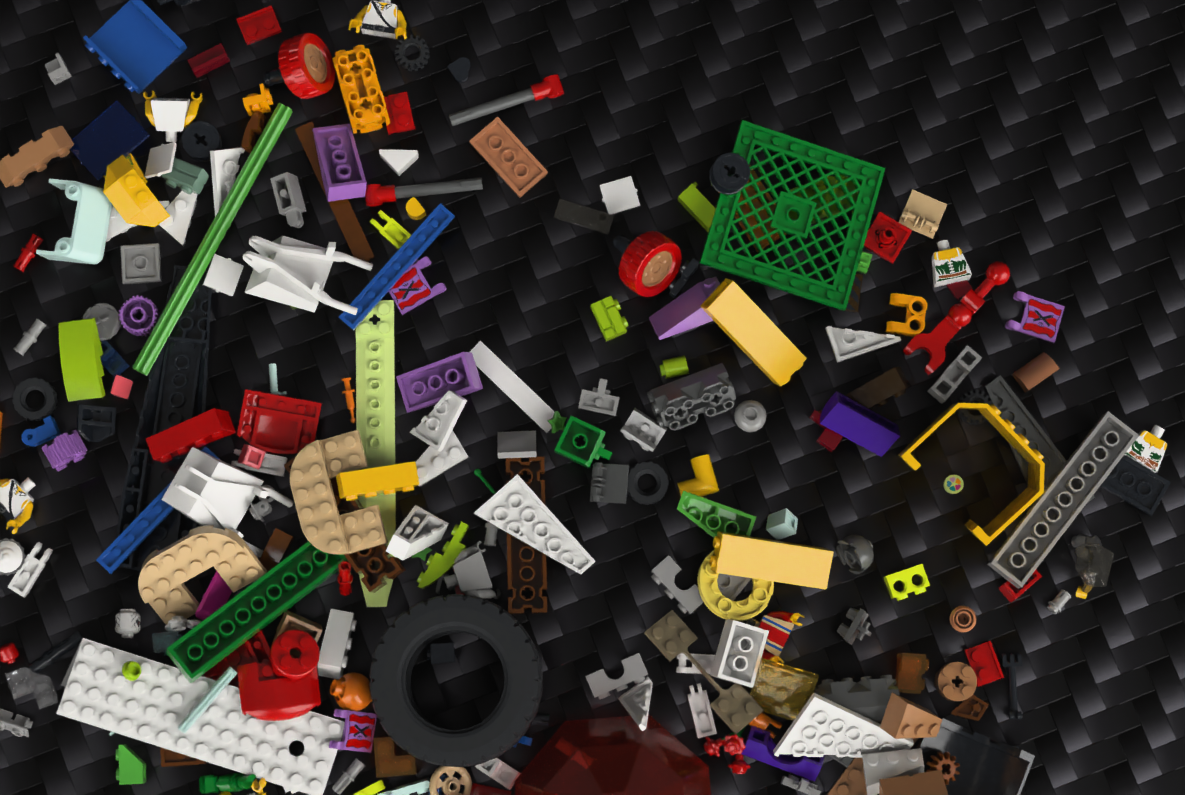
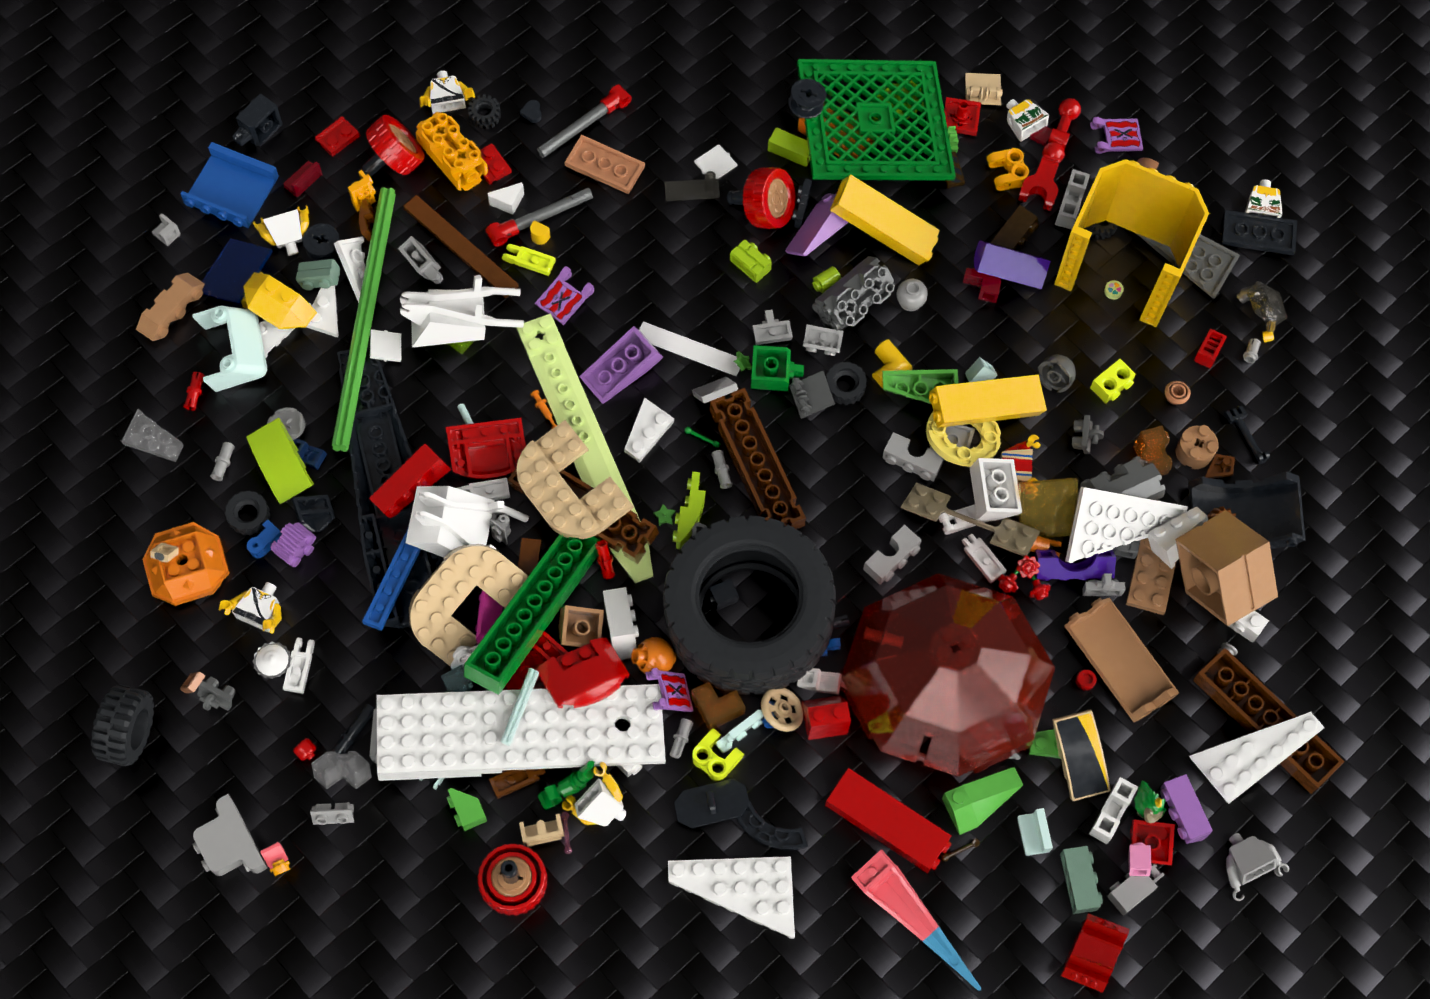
camera: 20 degrees left, 15 degrees down
(121, 387) = (326, 474): coral slope -> none
(127, 622) = (412, 678): white head -> none
(131, 670) = (436, 704): lime plate -> none
(132, 309) = (320, 405): medium lavender brick -> none
(140, 263) = (304, 364): light grey tile -> none
(160, 160) = (290, 268): white piece -> none
(251, 456) = (474, 485): coral slope -> none
(292, 667) = (582, 644): red plate -> none
(339, 162) = (456, 217): medium lavender slope -> none
(377, 480) = (602, 458): yellow wedge -> none
(398, 265) = (543, 281): blue plate -> none
(416, 533) = (656, 494): white wedge -> none
(441, 420) = (637, 395): white wing -> none
(472, 574) = (719, 506): light grey torso -> none
(527, 518) = (753, 442): white wing -> none
(637, 702) = (922, 567): white wing -> none
(851, 343) = (973, 207): white wing -> none
(909, 719) = (1174, 480): medium nougat wedge -> none
(984, 663) = (1216, 423): red plate -> none
(1063, 500) = (1215, 263): light grey brick -> none

